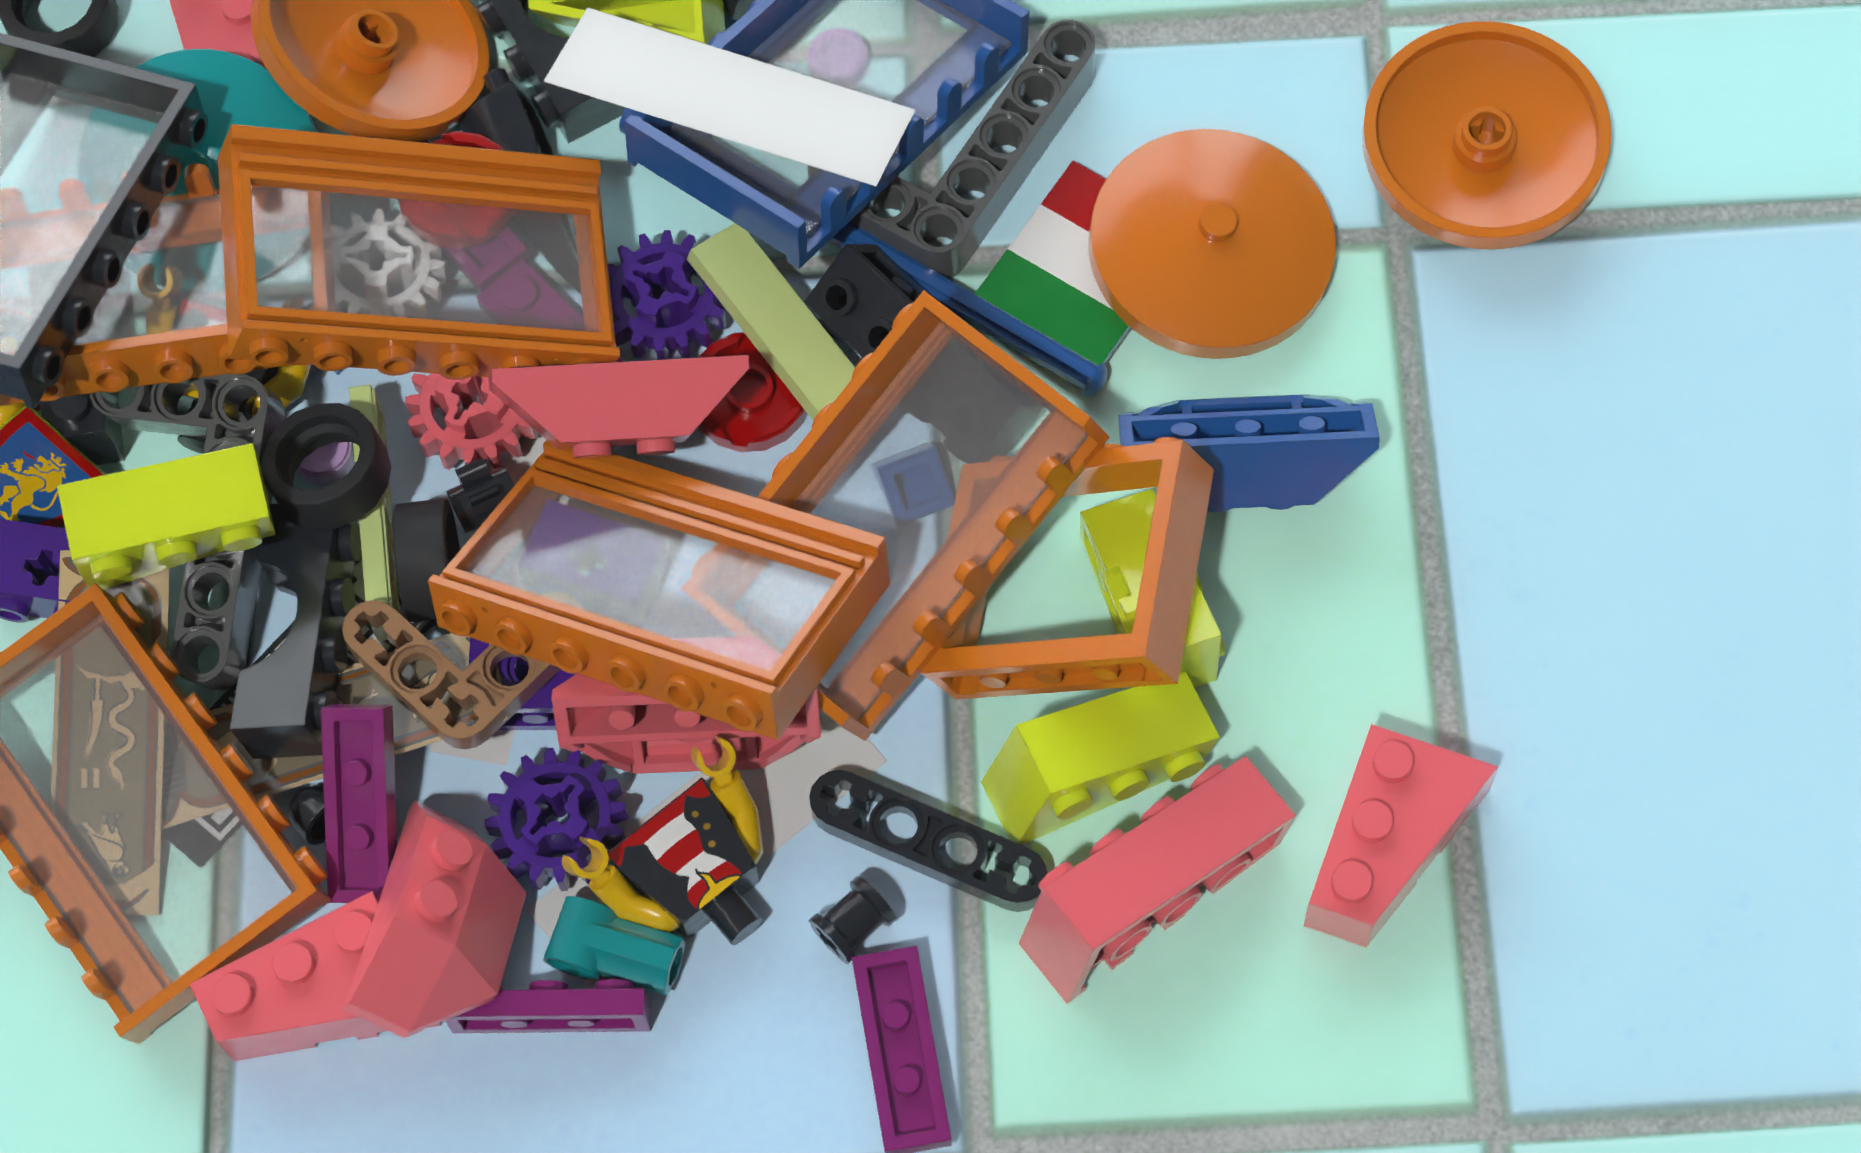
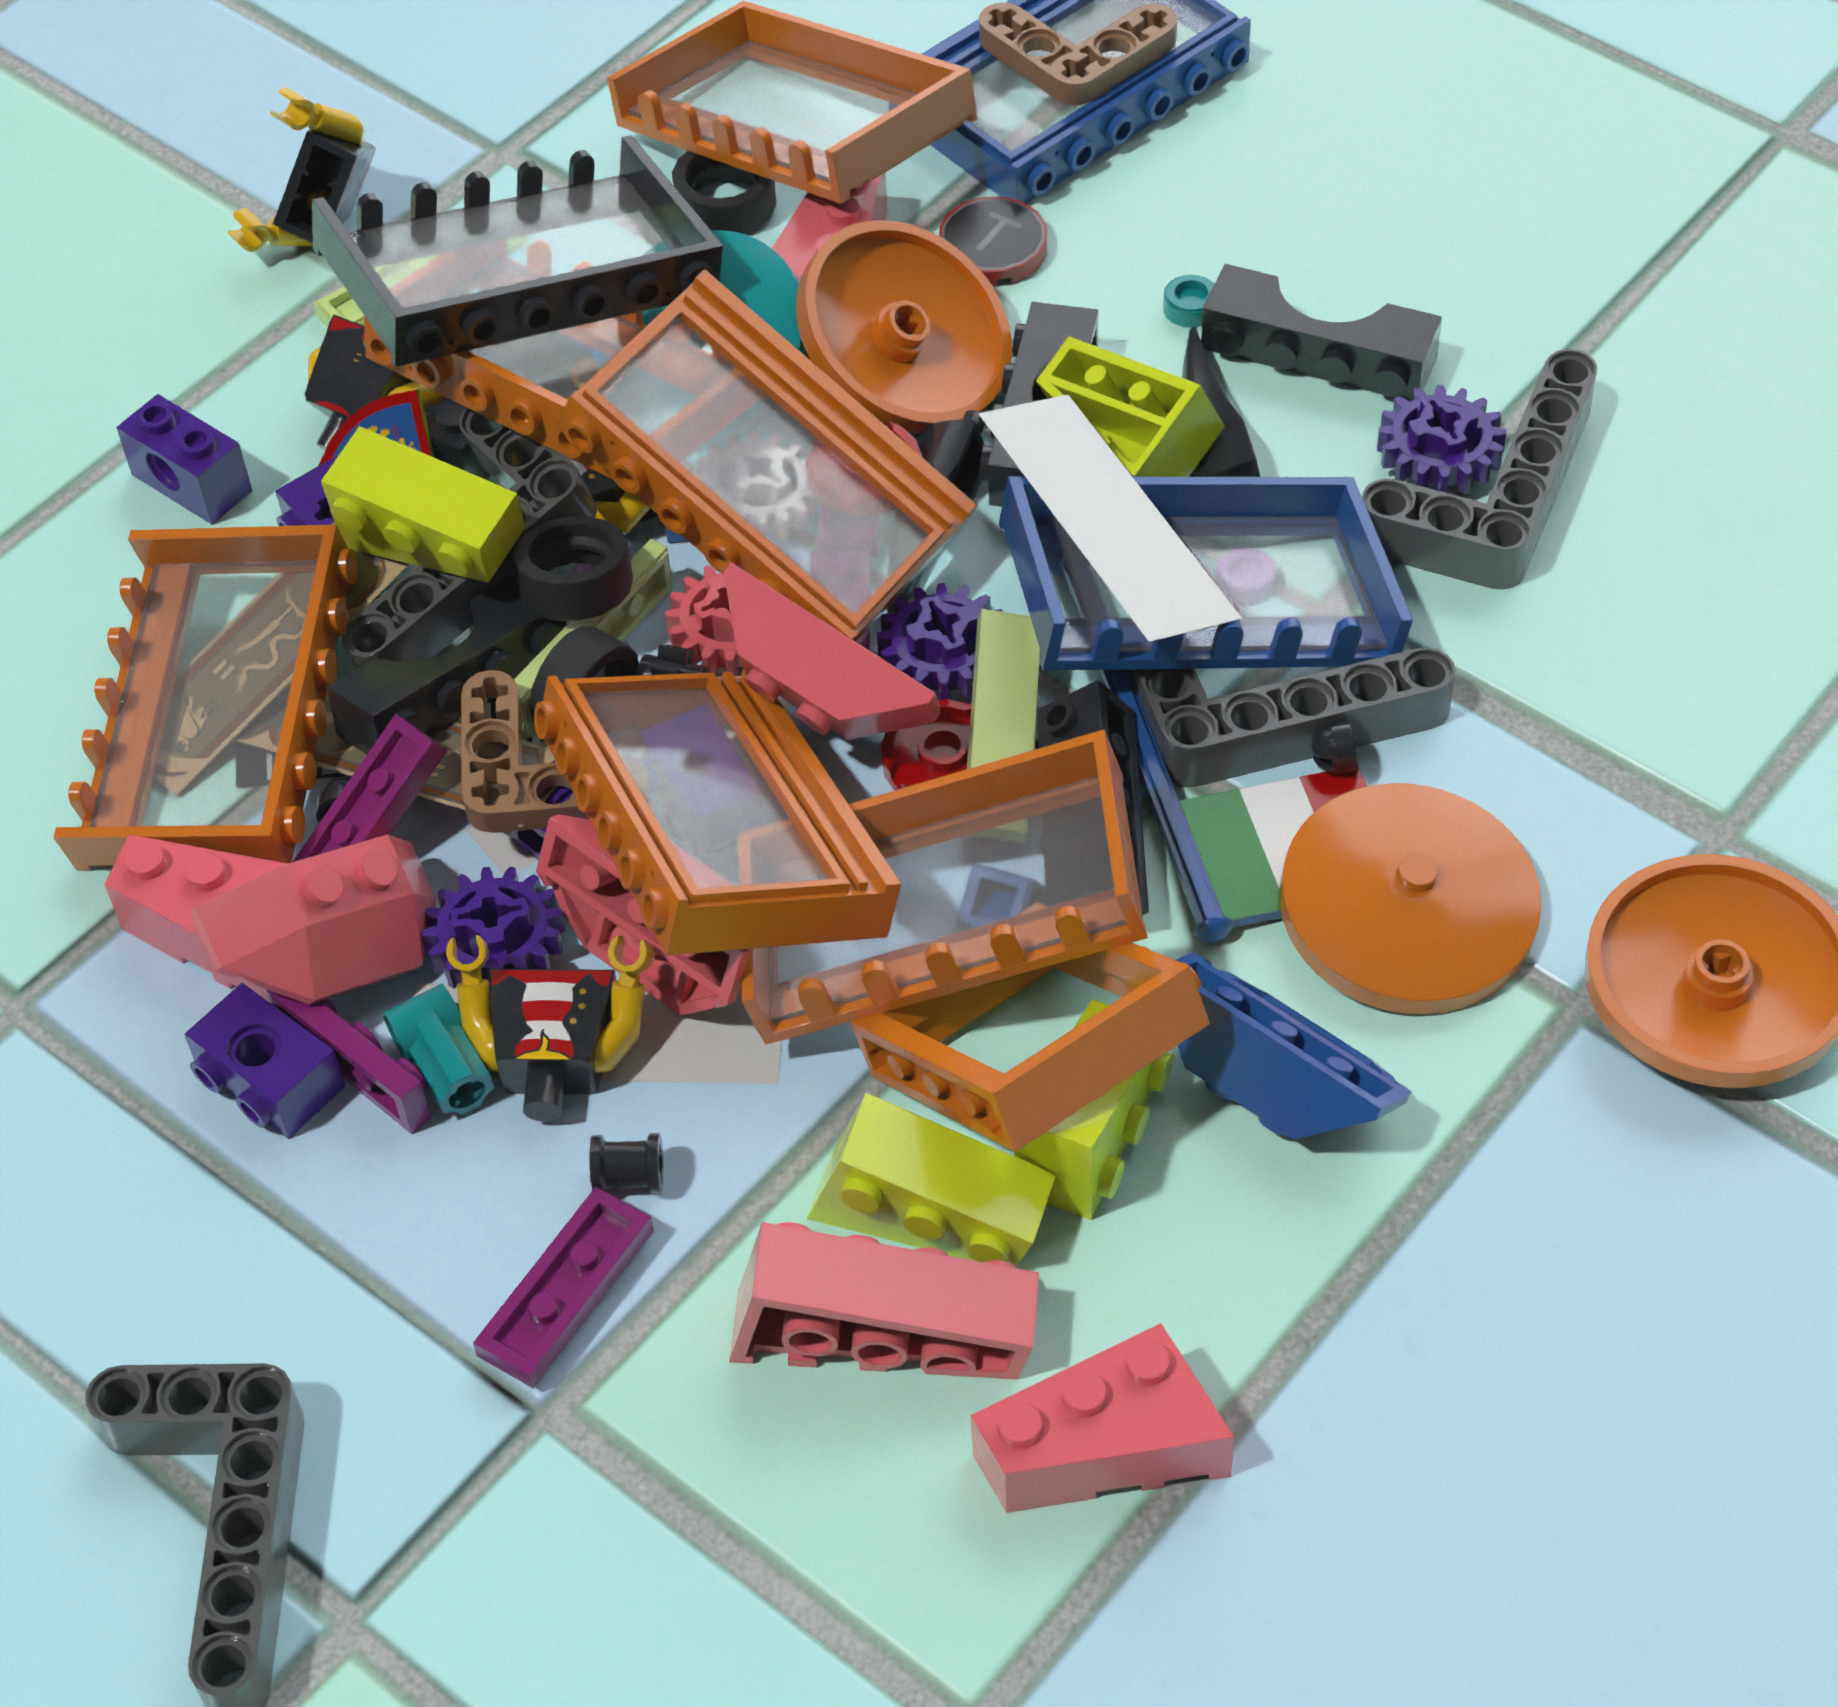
camera: 40 degrees right, 15 degrees down
(452, 1054) = (249, 1031): none -> dark purple brick
(923, 850) = (742, 1157): black beam -> none
(1054, 160) = (1335, 749): none -> black hinge

